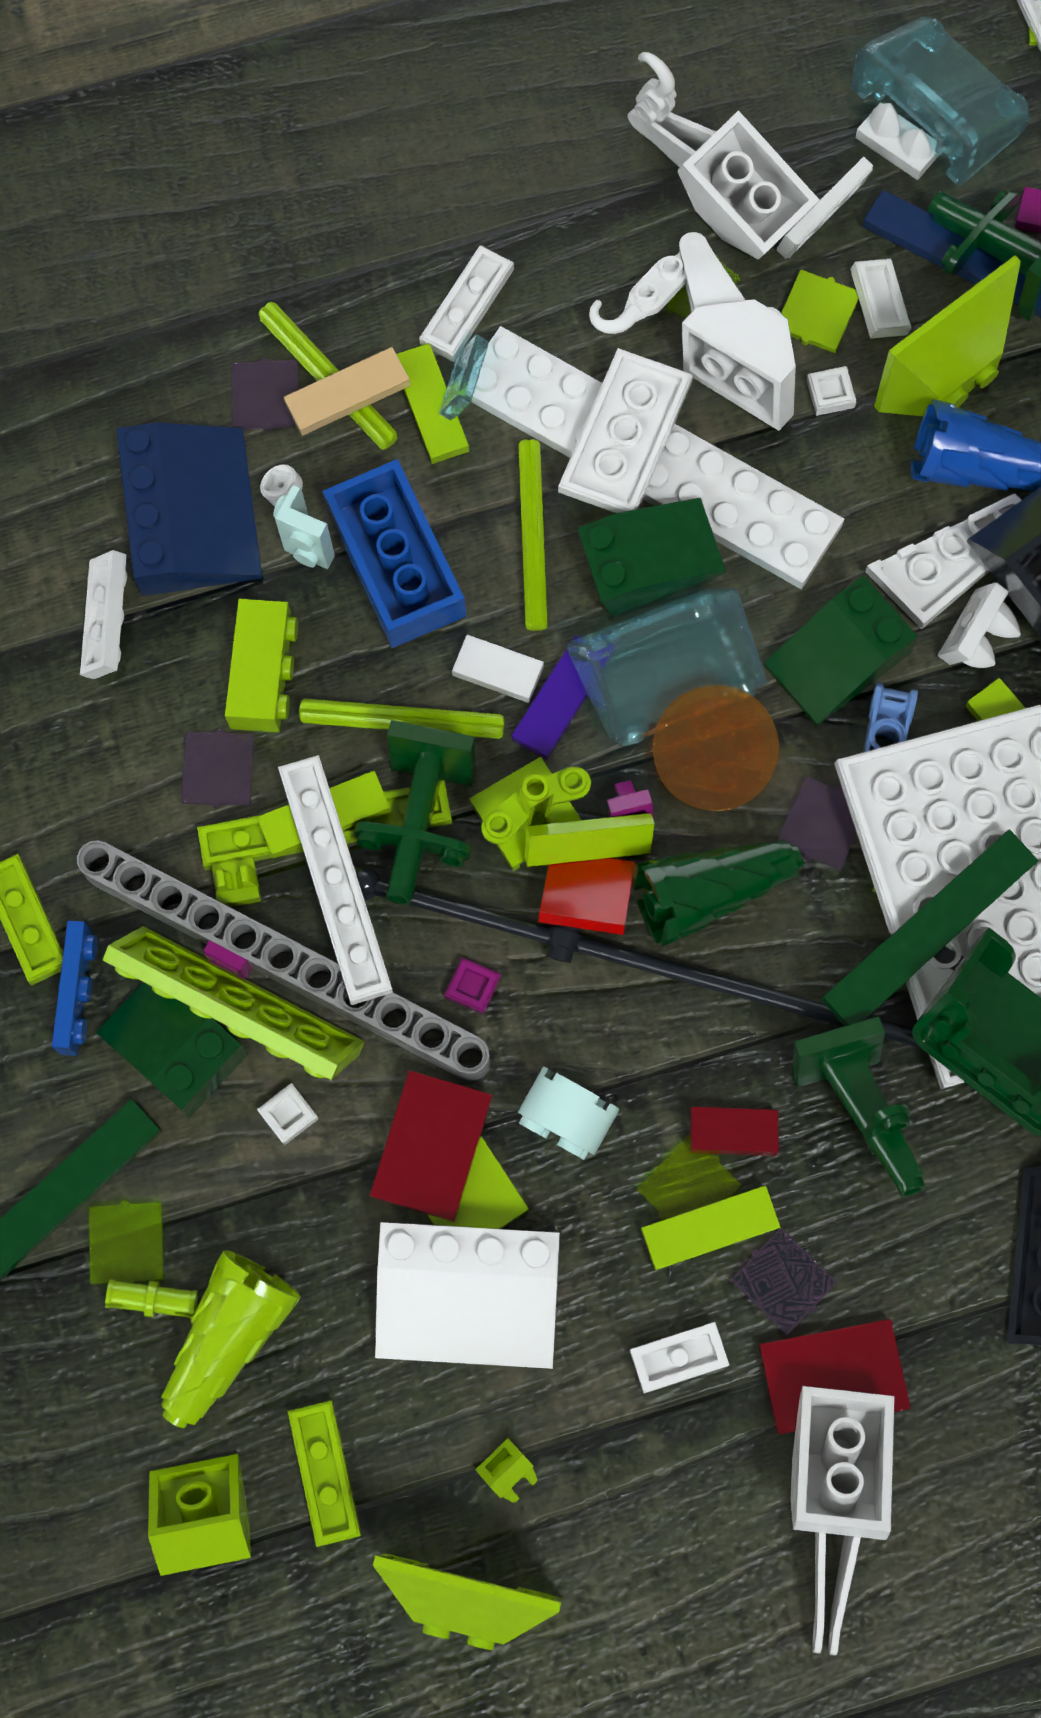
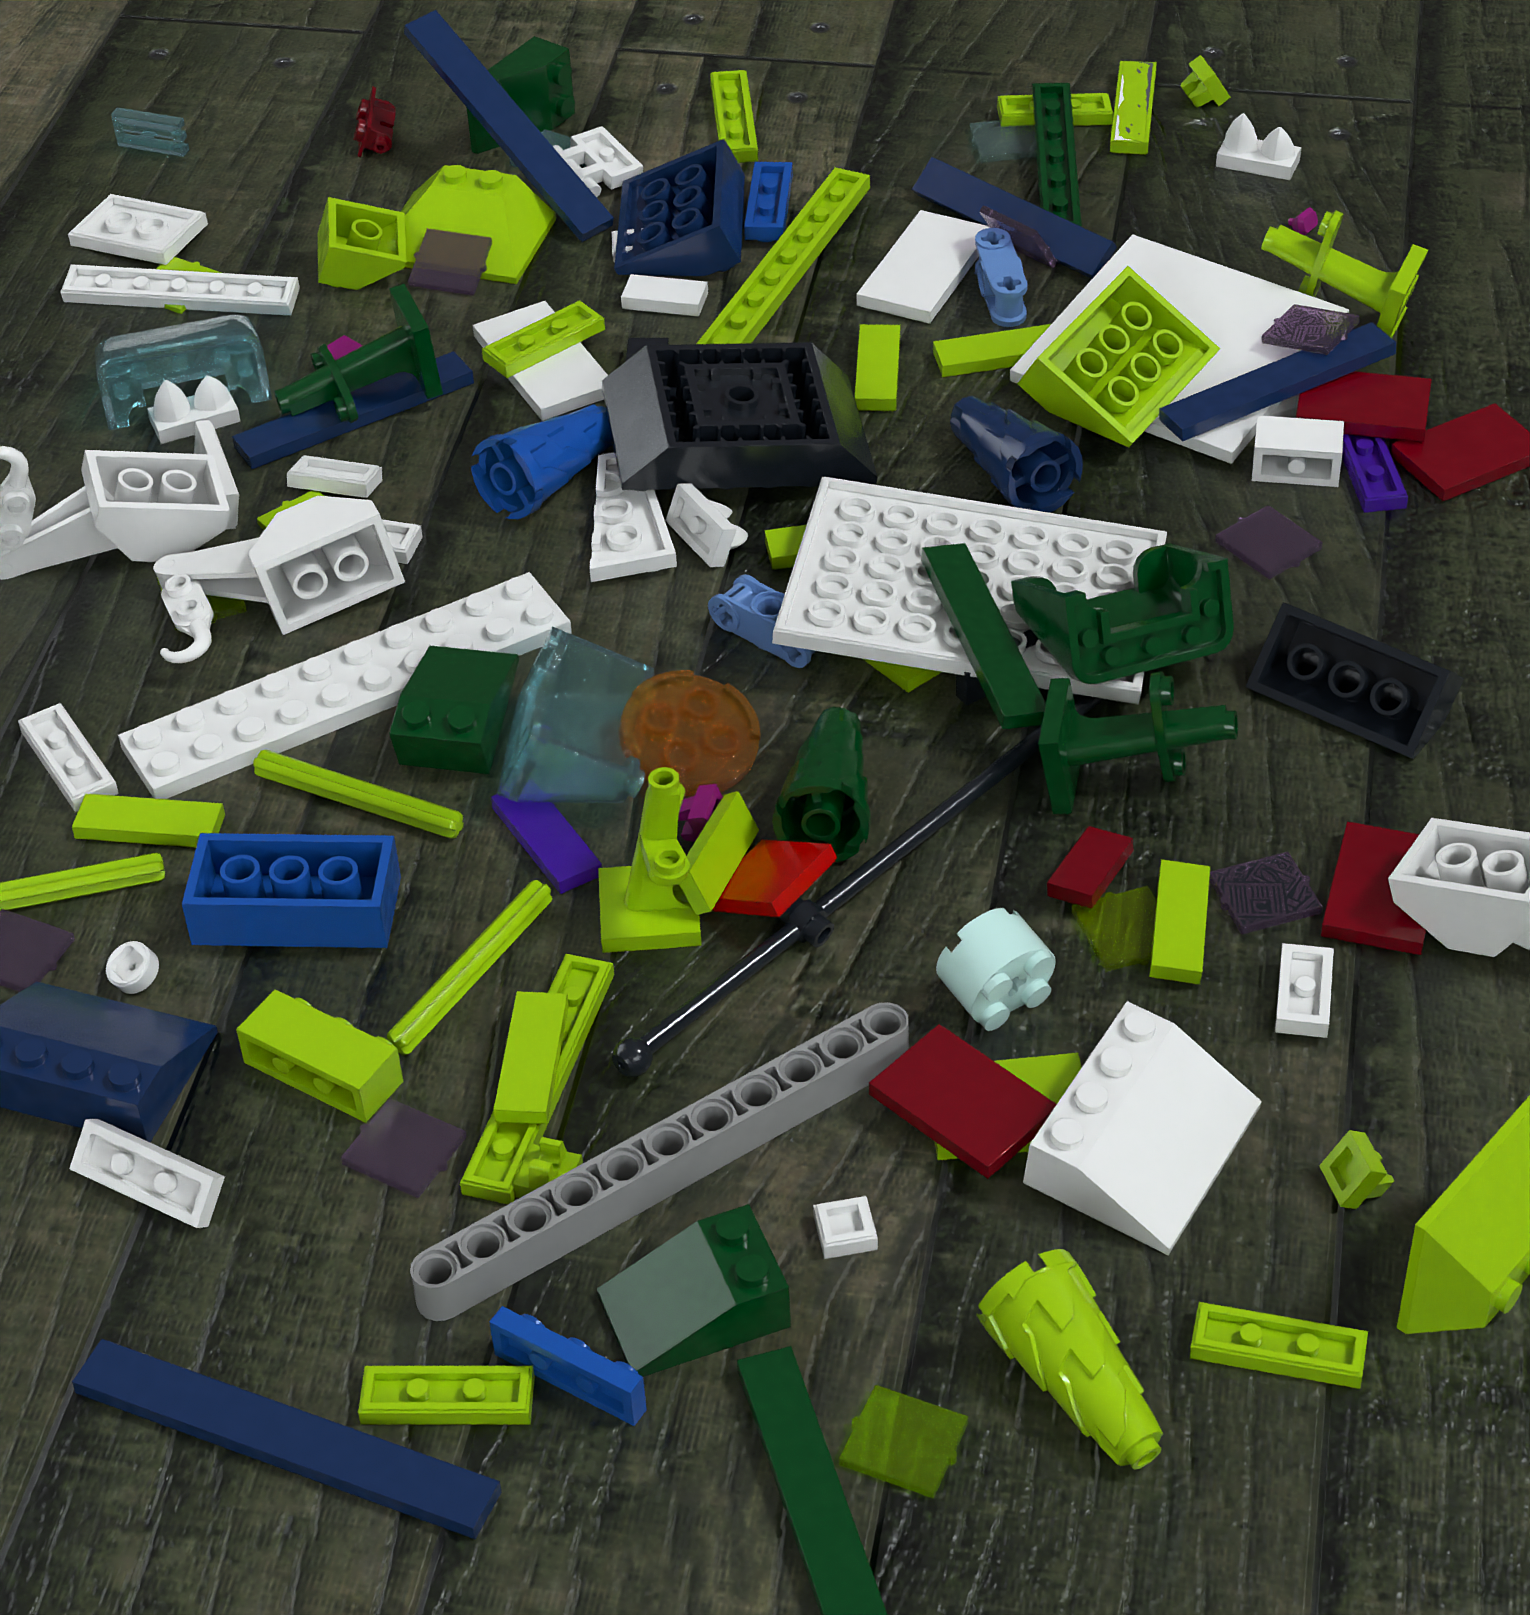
camera: 65 degrees left, 30 degrees down
(151, 1299) = (988, 1429): lime pin -> none
(198, 1515) = (1273, 1470): lime slope -> none
(225, 958) = (635, 1206): magenta tile -> none
(235, 1002) = (707, 1195): lime plate -> none
(300, 533) = (207, 947): light aqua bracket -> none
(335, 880) = (616, 1058): white tile -> none
(347, 391) = (82, 866): tan tile -> none
(431, 758) = (544, 934): dark green piece -> none
(464, 377) = (151, 771): clear light blue tile -> none
(472, 986) = (804, 1015): magenta tile -> none
(498, 668) = (477, 872): white tile -> none
(625, 433) = (317, 676): white tile -> none
(820, 824) = (811, 692): clear purple piece -> none
(841, 650) = (659, 610): dark green slope -> none
(951, 349) = (439, 429): lime slope -> none

